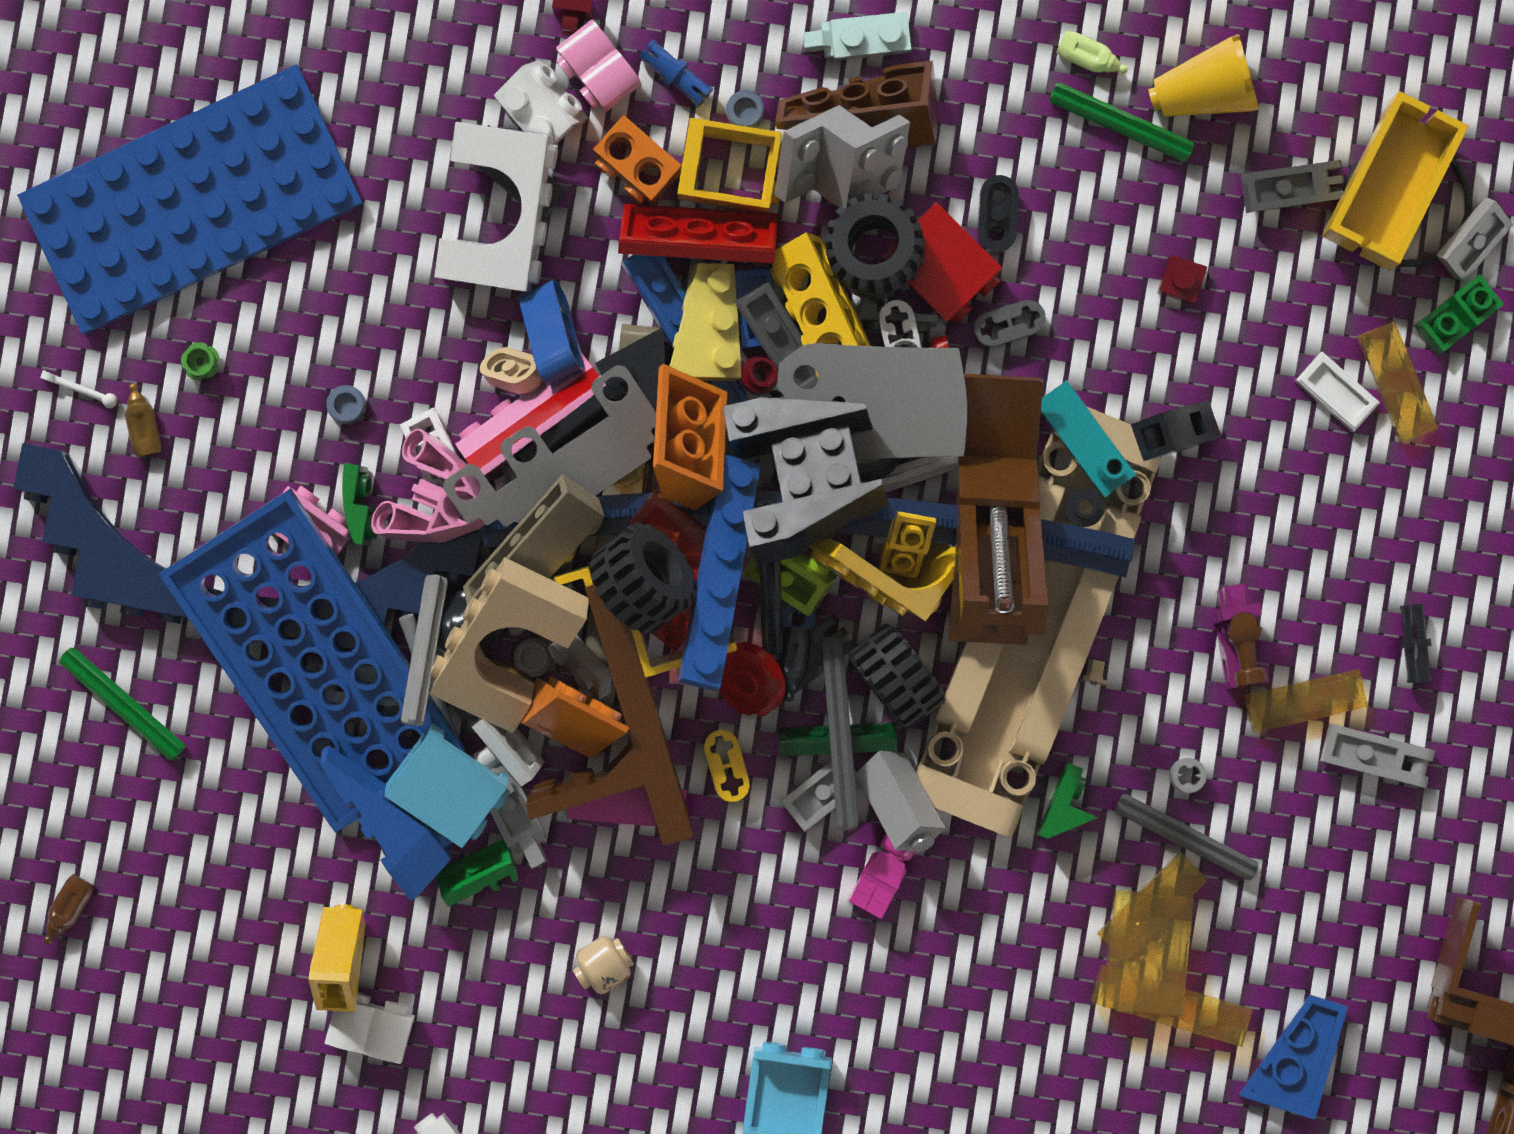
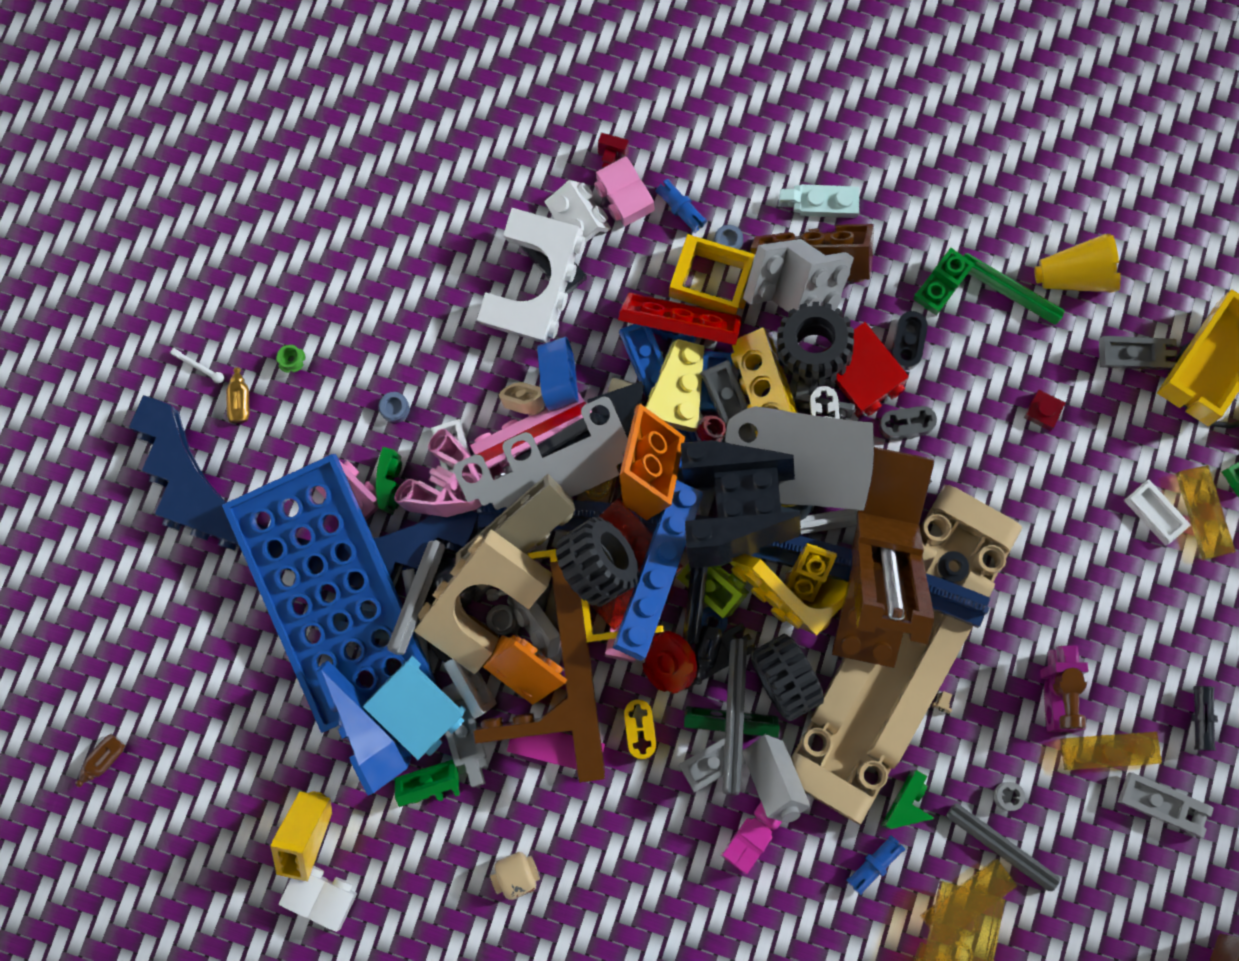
camera: 15 degrees right, 10 degrees down
(122, 703) = (177, 606): green axle -> none
(190, 199) = (307, 243): blue plate -> none
(644, 155) = (649, 258): orange brick -> none
(1033, 126) = (943, 281): none -> green slope
(1035, 882) = (875, 865): none -> blue pin
(1085, 439) = (960, 516): teal piece -> none
(1089, 54) = (991, 236): yellowish green piece -> none
(1175, 430) = (1031, 518): black brick -> none

